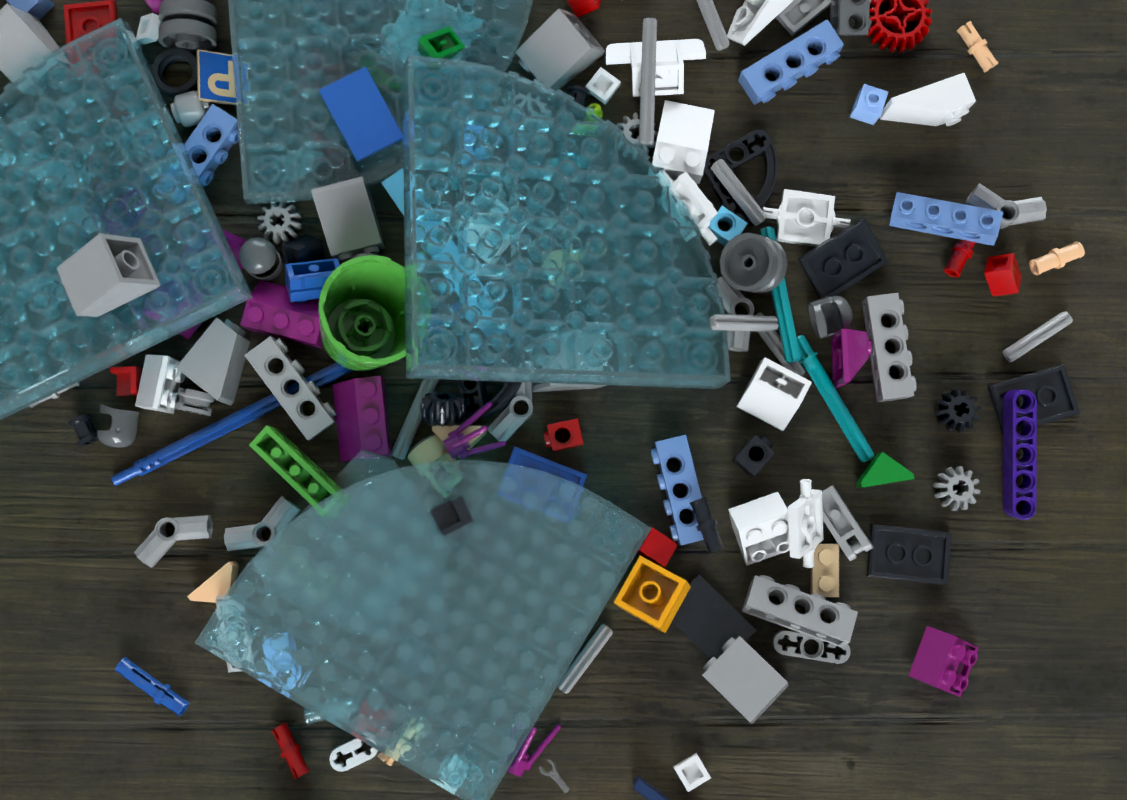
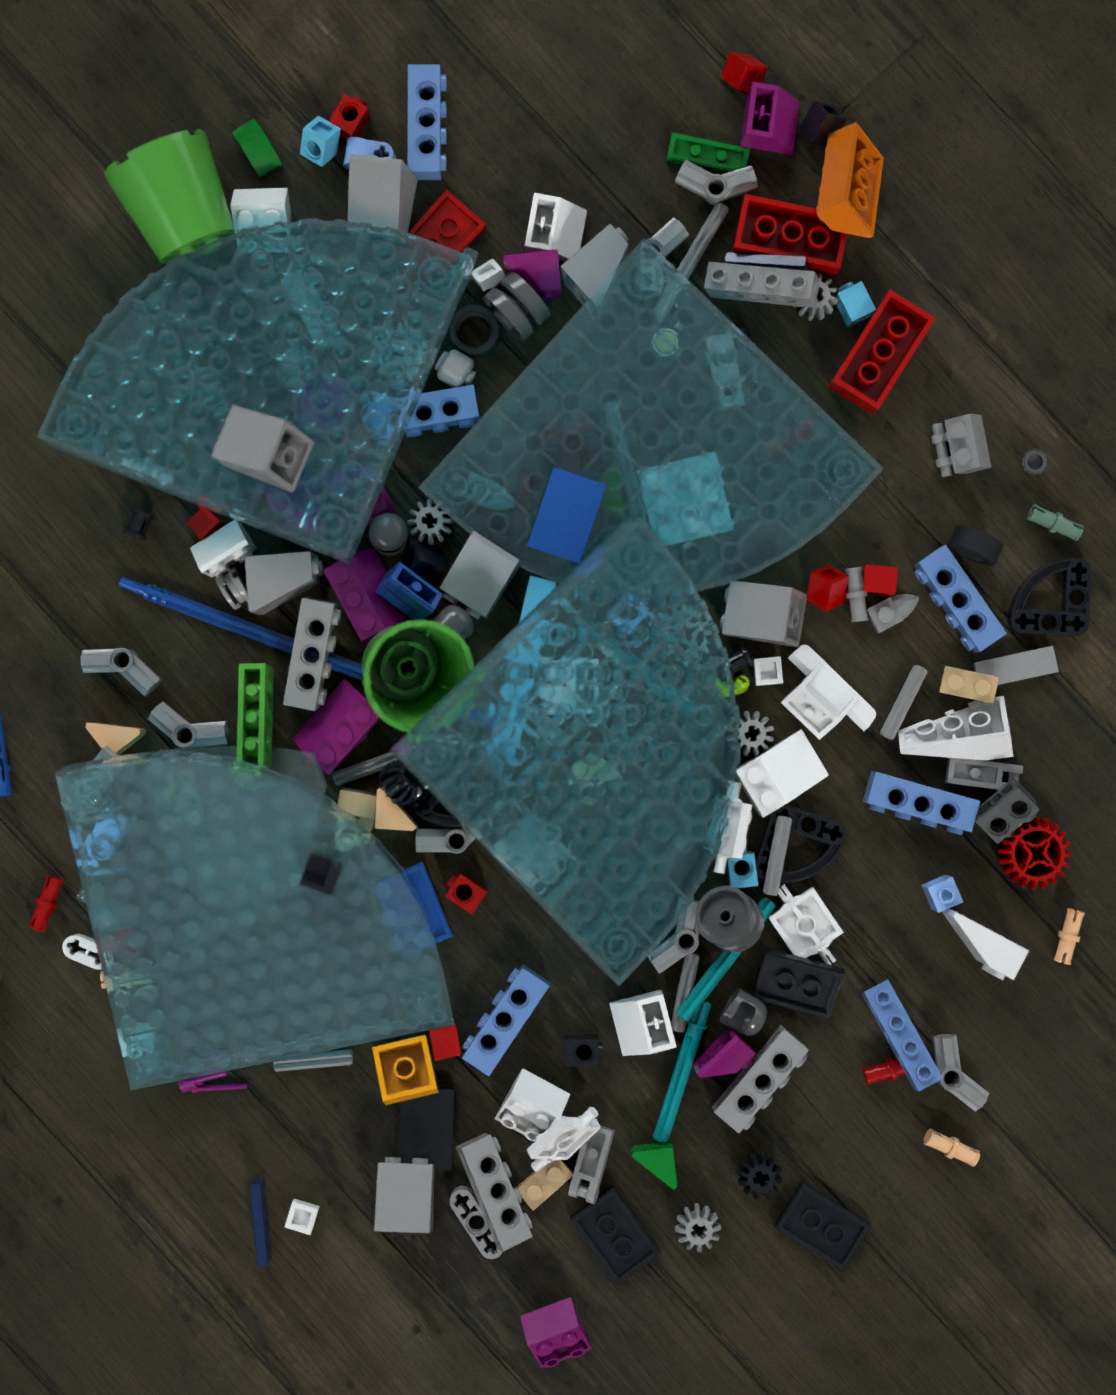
camera: 45 degrees right, 5 degrees up
(122, 428) = (164, 551): dark grey helmet -> none
(215, 77) = (498, 367): piece -> none
(440, 44) = (676, 526): green slope -> none
(458, 444) = (383, 822): magenta plant -> none
(555, 776) = (207, 1116): clear hand -> none
(648, 74) = (799, 707): light grey axle -> none
(706, 525) = (493, 1065): black pin -> none
(743, 323) = (674, 954): light grey axle -> none
(1003, 274) = (900, 1117): red panel -> none
(1028, 463) = (763, 1265): dark purple beam -> none
(1037, 336) = (875, 1186): light grey axle -> none

